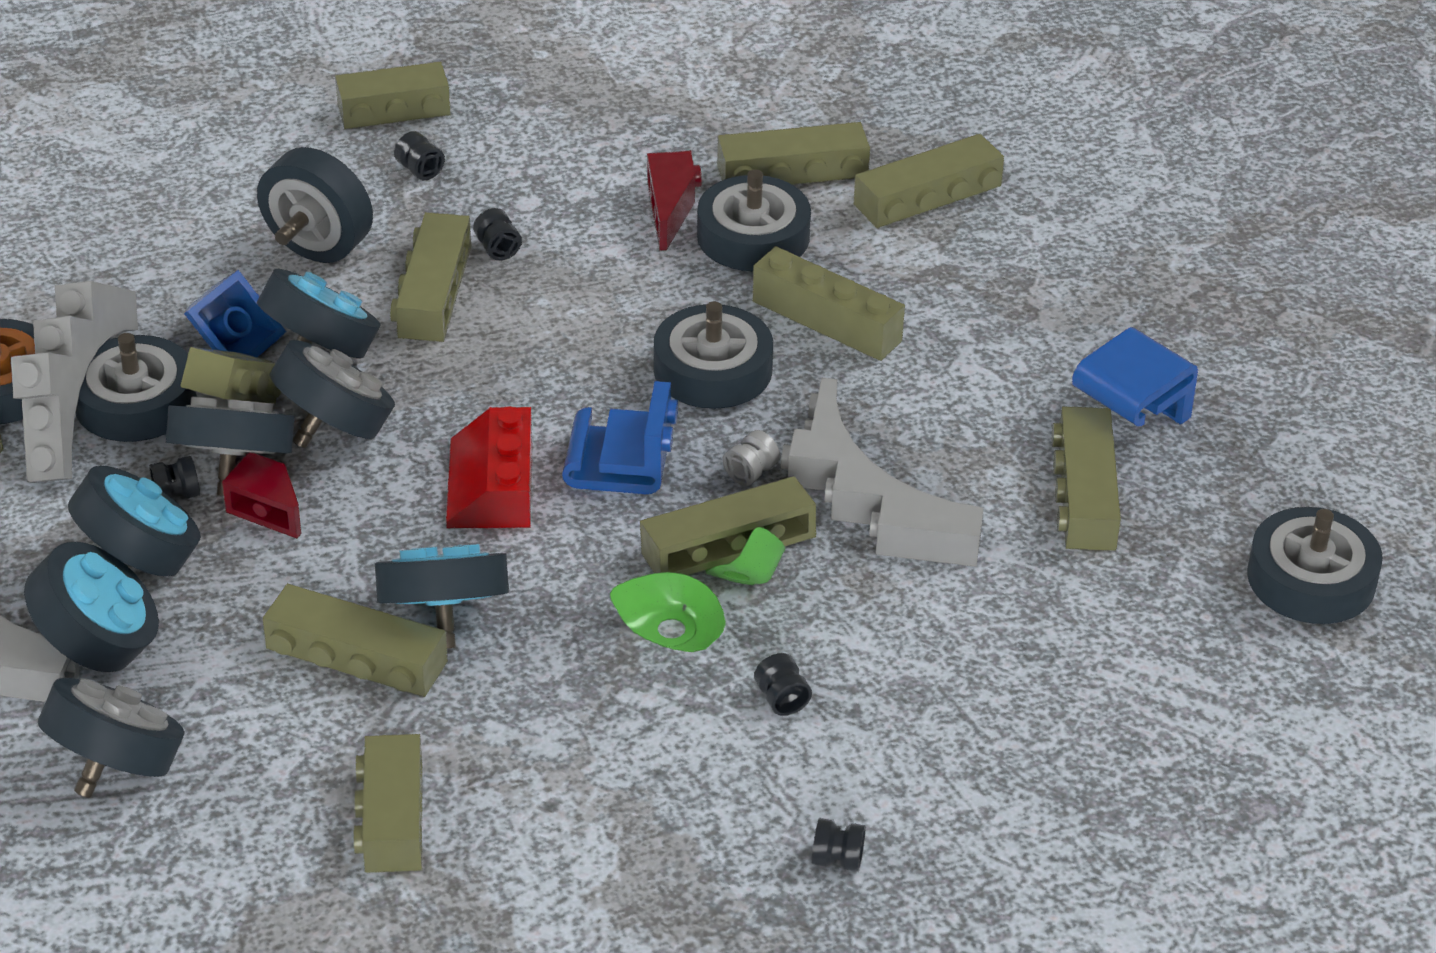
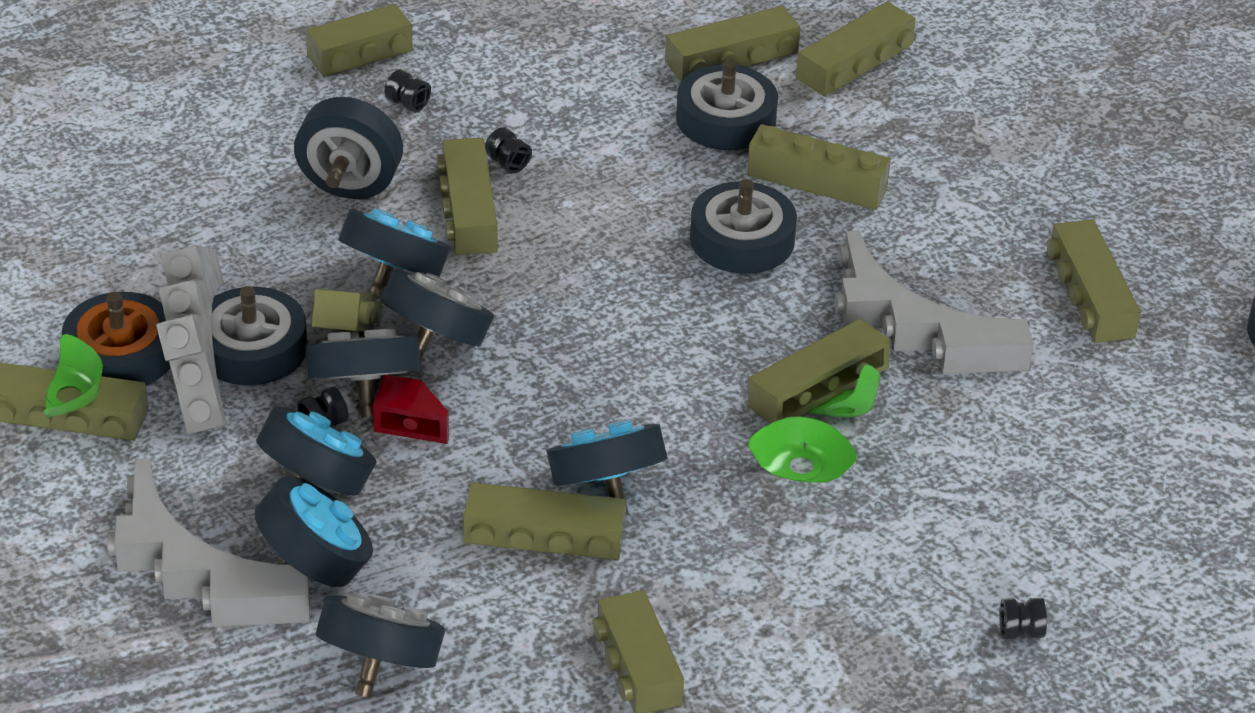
camera: 15 degrees left, 0 degrees up
(231, 318) = (311, 257): blue slope -> none
(491, 471) = (596, 356): red slope -> none
(627, 452) = (706, 319): blue piece -> none
(671, 191) = (638, 86): dark red slope -> none
(747, 462) = (810, 309): light grey wheel -> none
(784, 687) = (923, 498): black wheel -> none
(1138, 374) = (1108, 190): blue piece -> none

